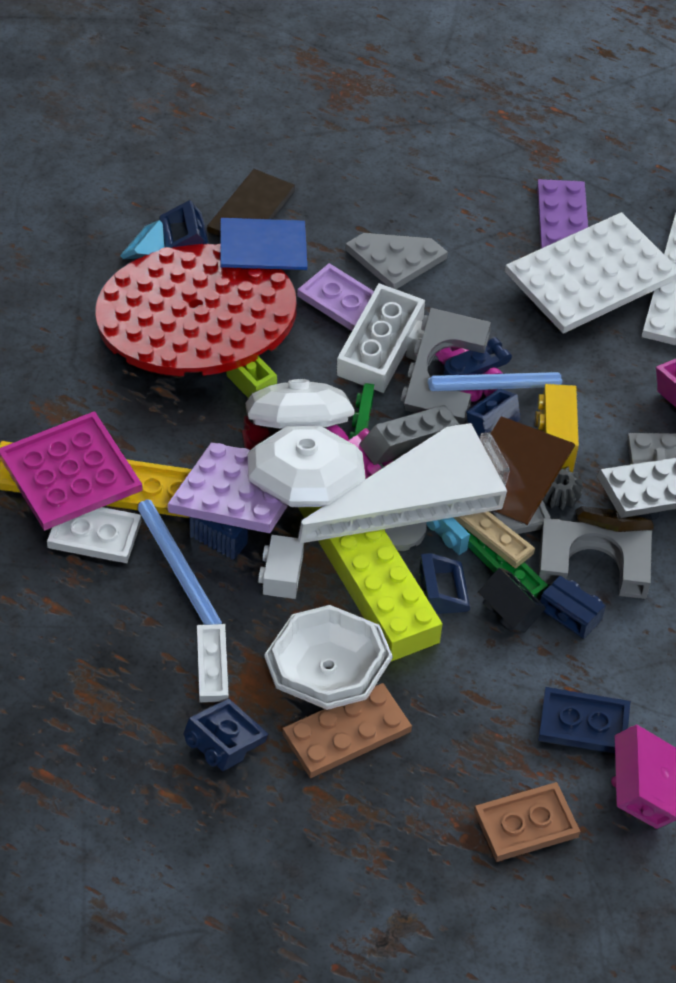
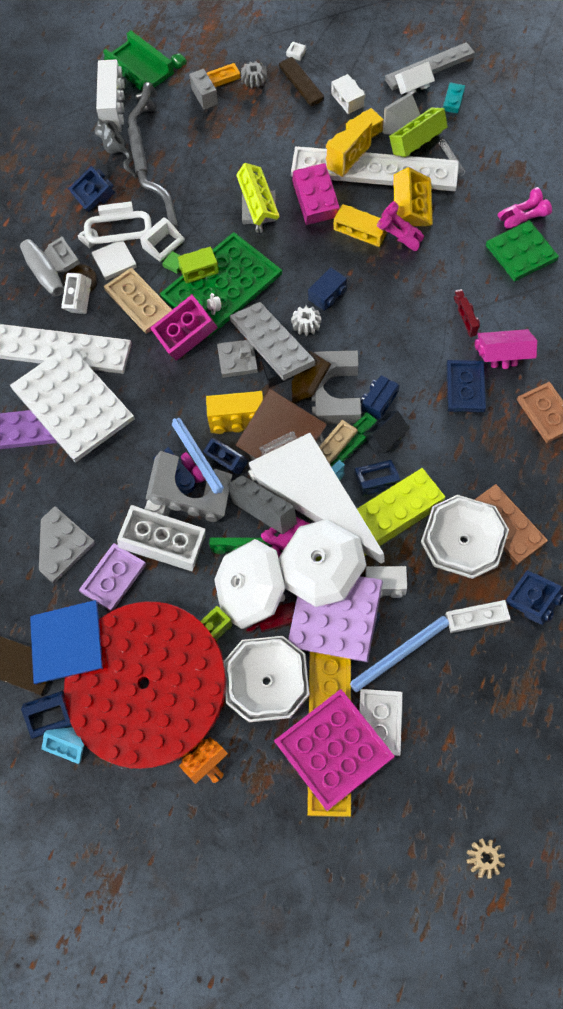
camera: 90 degrees left, 15 degrees up
(89, 351) = (204, 761): none -> orange plate
(173, 416) = (261, 659): none -> white rock

